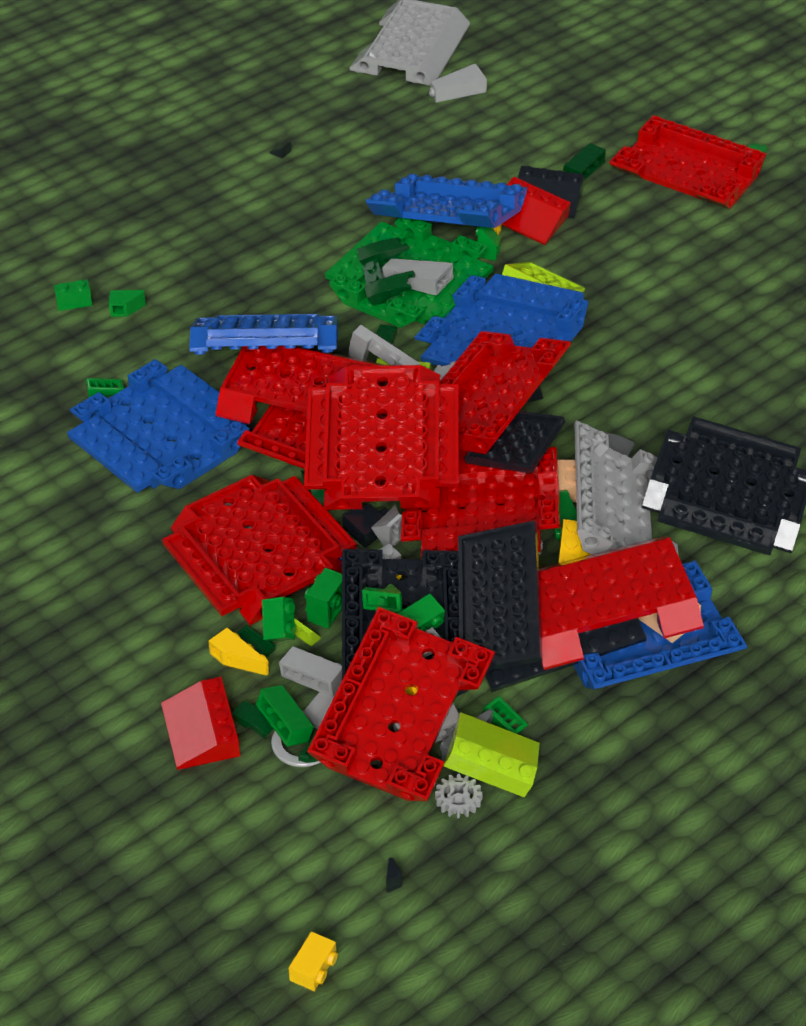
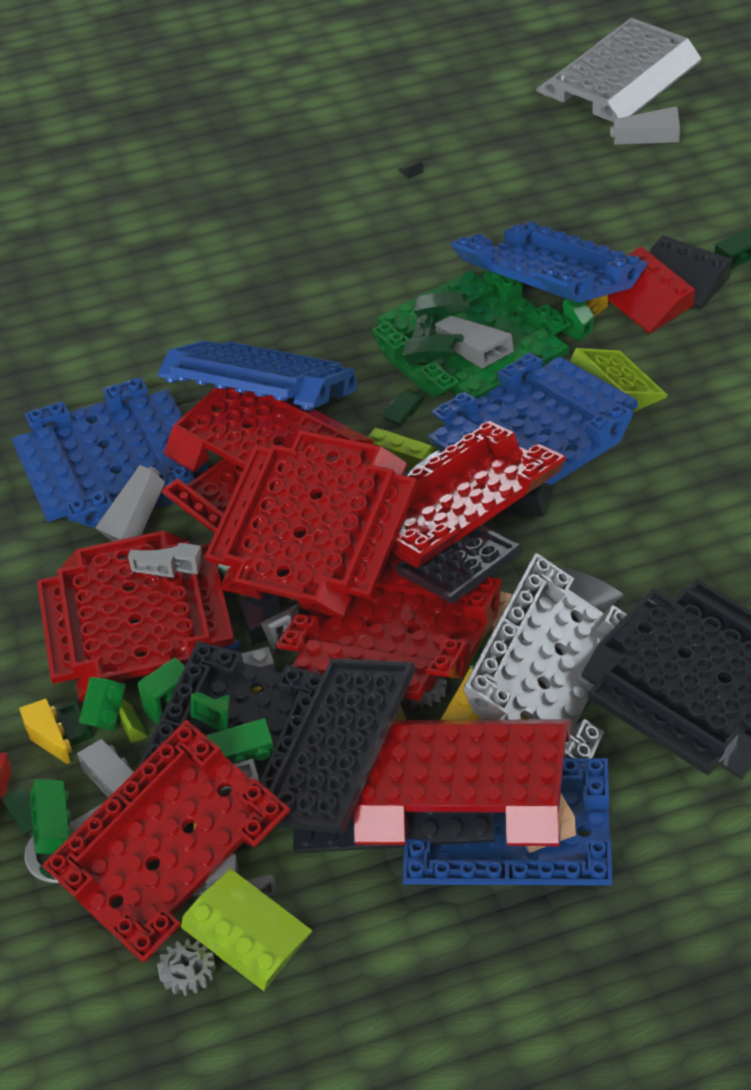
camera: 25 degrees right, 0 degrees up
(73, 295) = (103, 289): green brick -> none
(104, 386) = (75, 396): green slope -> none
(125, 302) = (152, 307): green slope -> none
(212, 463) = (132, 506): none -> light grey slope
(271, 498) = (168, 561): none -> light grey slope
(365, 341) = (359, 411): light grey wedge -> none
(394, 876) = (62, 1040): black slope -> none
(499, 704) = (286, 870): green slope -> none

